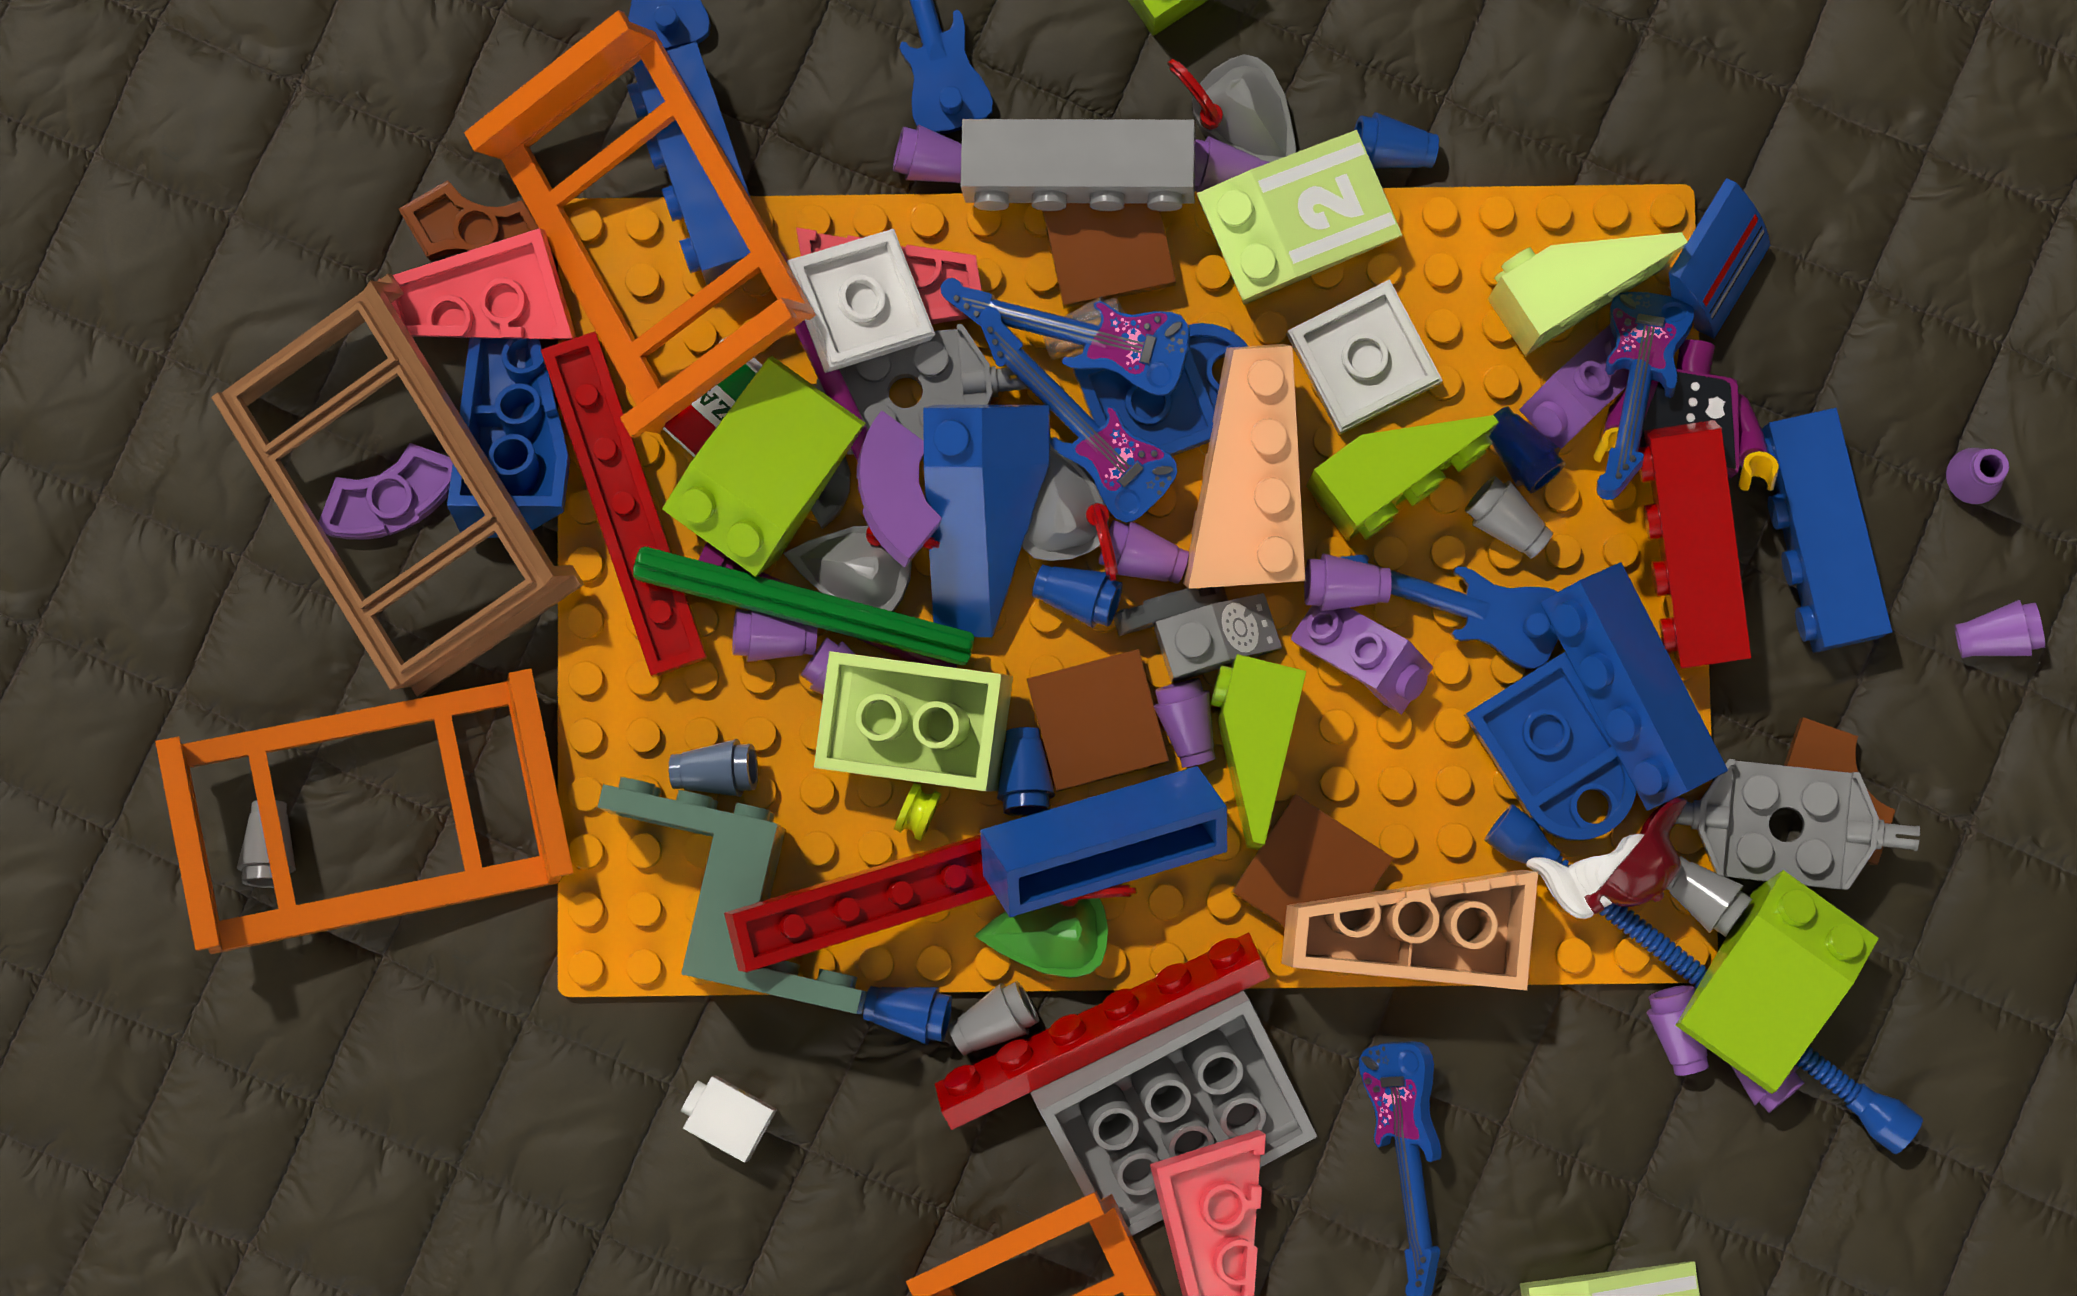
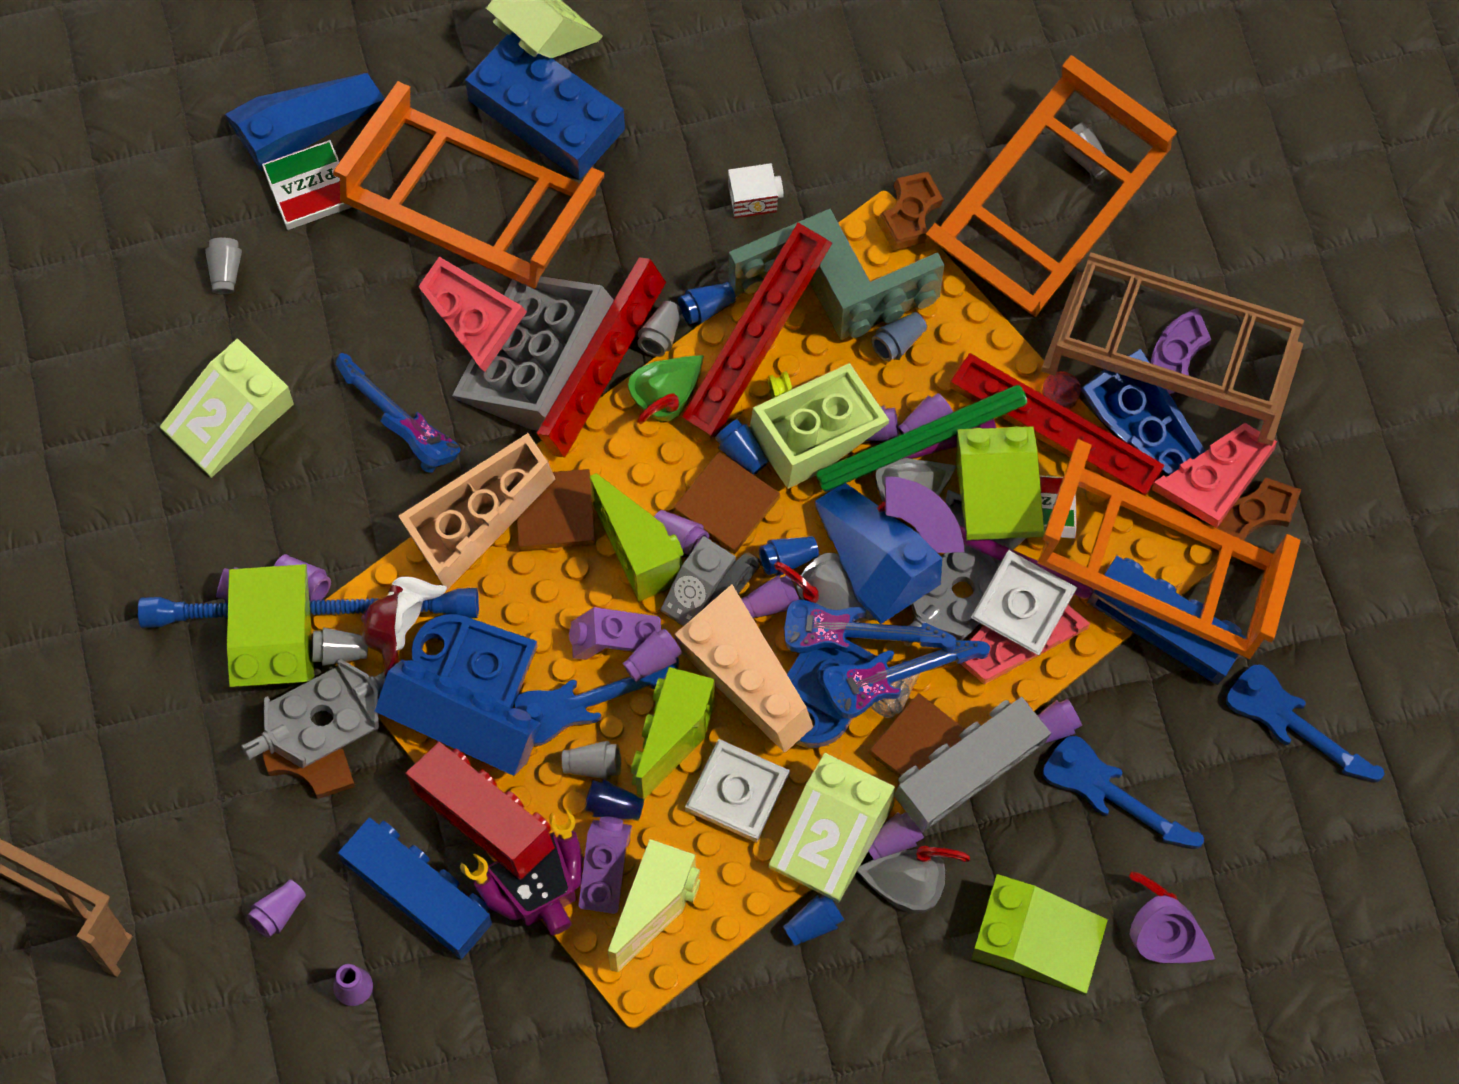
camera: 140 degrees right, 15 degrees down
(577, 919) = (905, 222): none -> dark orange tile
(578, 544) = (1062, 389): none -> clear pink tile
(1103, 841) = (674, 431): blue brick -> none
(1646, 336) = (592, 907): blue piece -> none
(1720, 258) = (584, 982): blue slope -> none

